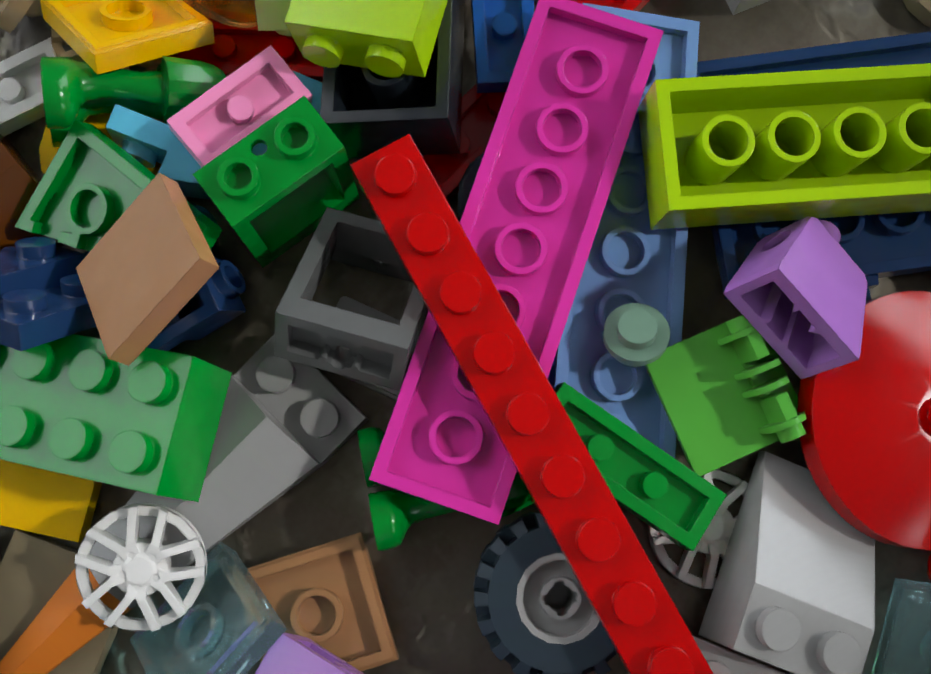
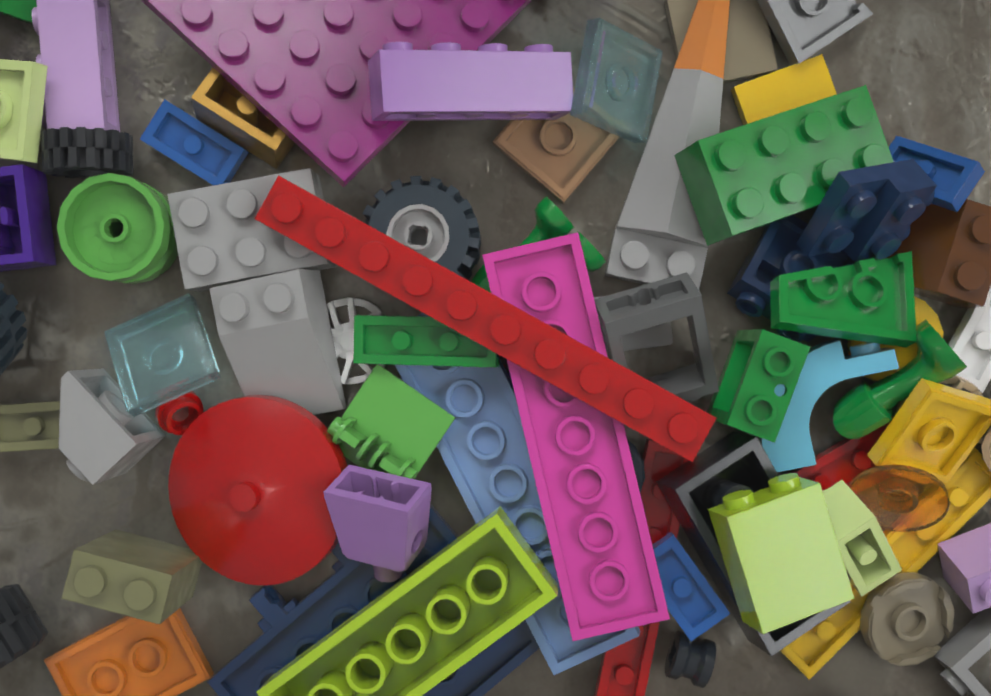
camera: 145 degrees right, 10 degrees up
(140, 567) = (682, 95): white wheel -> none
(145, 269) = (799, 269): medium nougat tile -> none
(237, 106) = (814, 414): bright pink plate -> none
(636, 334) = (469, 428): sand green plate -> none

